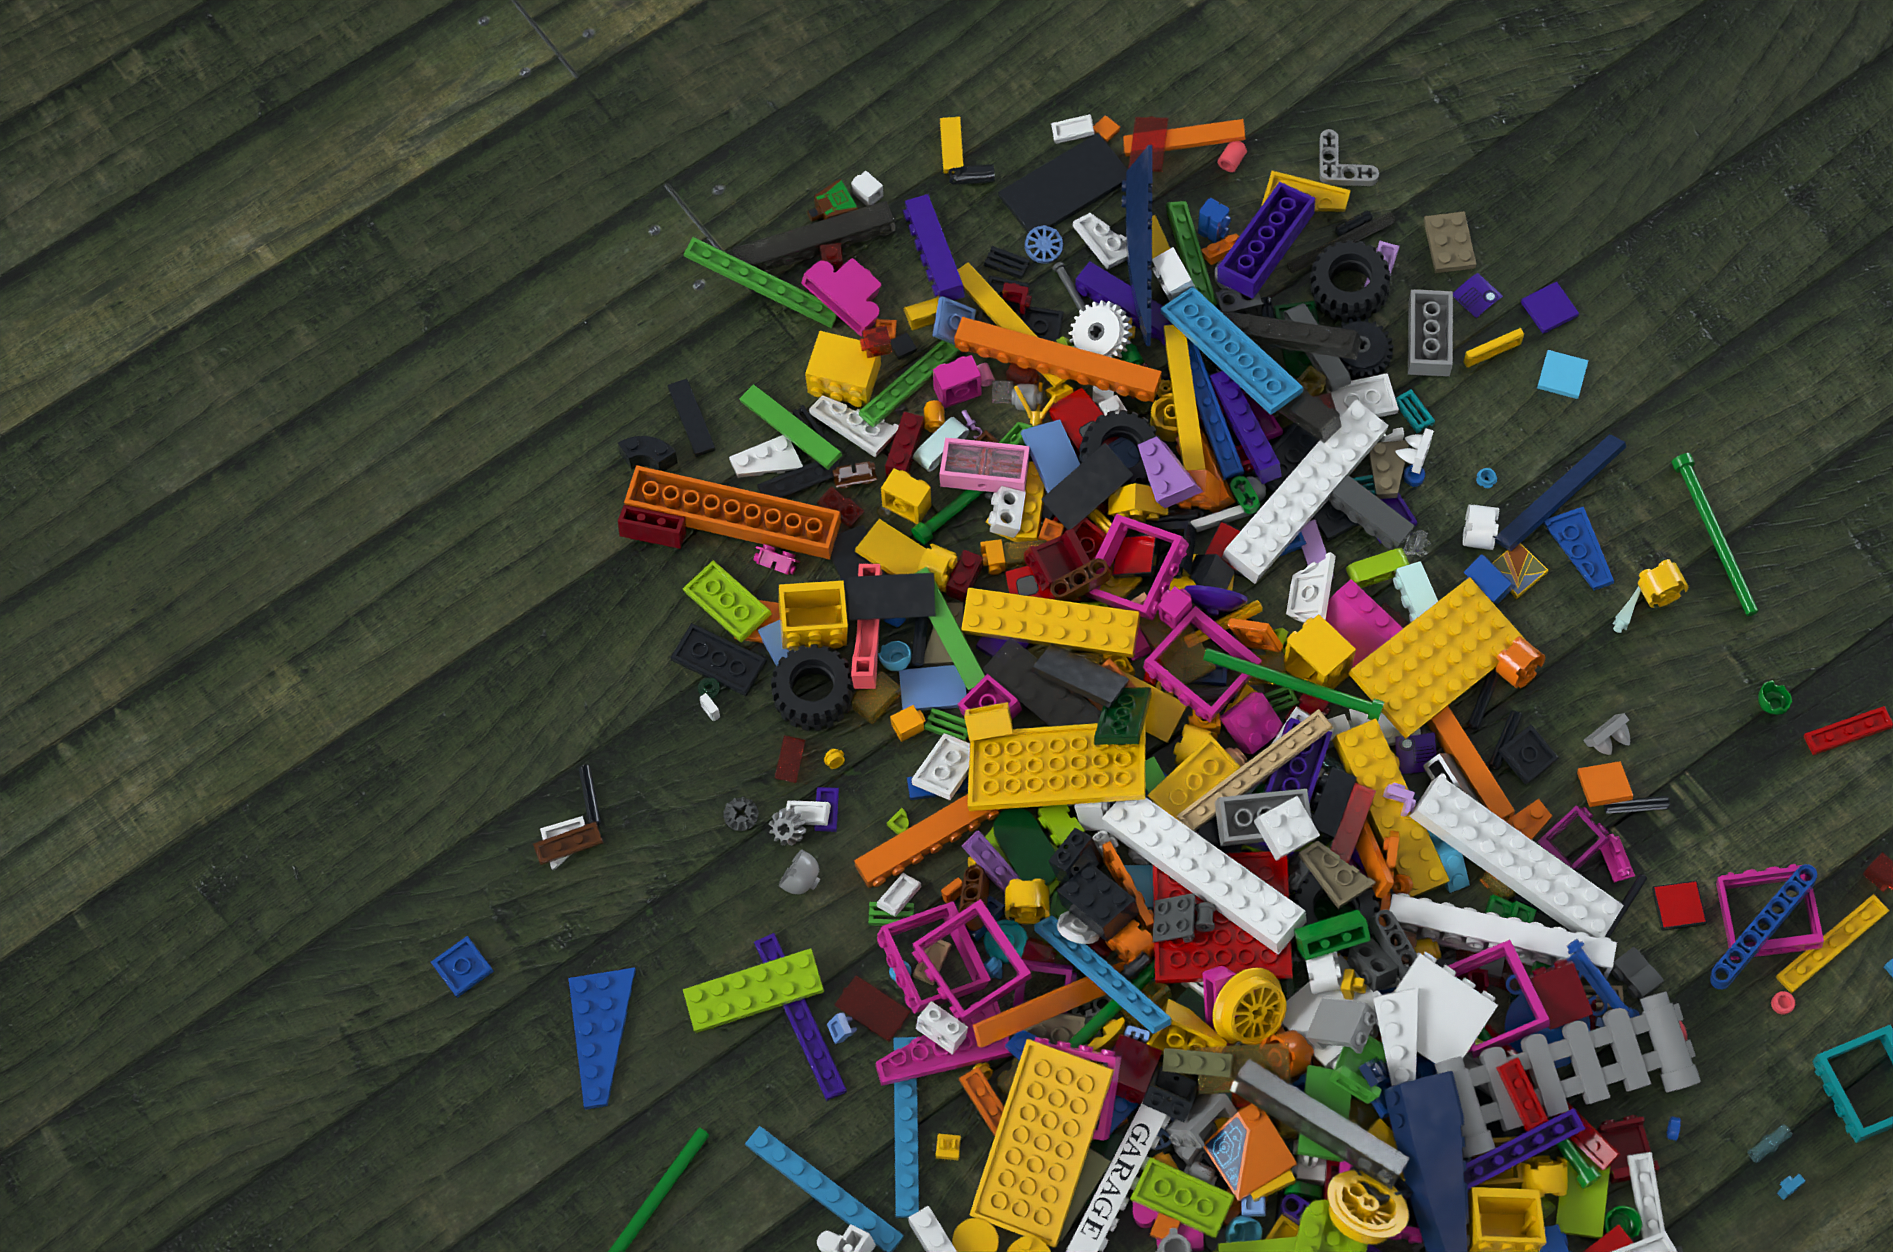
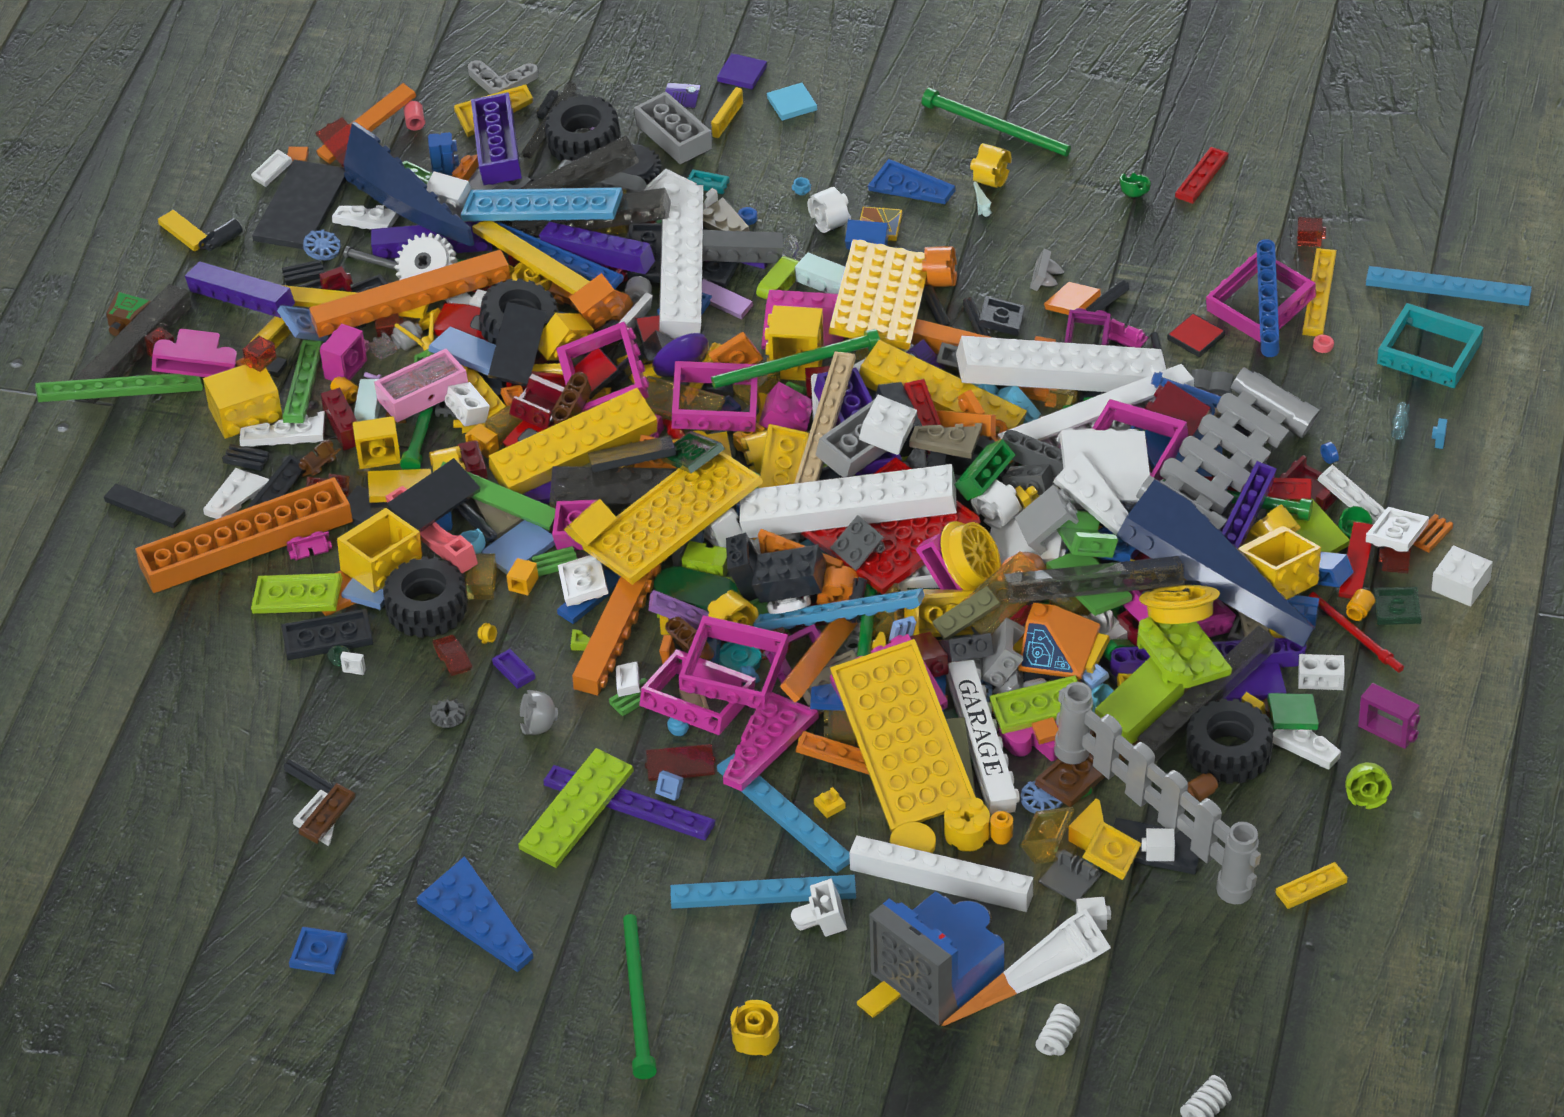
camera: 40 degrees left, 20 degrees down
(647, 452) = (121, 545): black brick -> none
(652, 526) = (186, 582): dark red brick -> none
(790, 427) = (235, 459): bright green tile -> none
(794, 823) = (489, 688): light grey gear -> none
(813, 812) = (501, 677): white tile -> none
(867, 189) = (143, 287): white brick -> none
(941, 1027) = (751, 723): white brick -> none
(1166, 474) = (574, 292): medium lavender wedge -> none
(1174, 606) = (661, 371): dark pink brick -> none
(1205, 917) = (884, 528): dark grey bush -> none
(1249, 493) = (639, 287): green beam -> none
(1311, 590) = (746, 315): white wing -> none
(1374, 1071) = (1099, 525): dark blue plate -> none
(1399, 793) = (945, 370): lavender bracket -> none
(1416, 456) = (736, 196): white tile -> none
(1449, 242) = (629, 76): dark tan plate -> none
(1522, 1094) = (1212, 477): red tile -> none
(1560, 492) = (863, 162): dark blue tile -> none

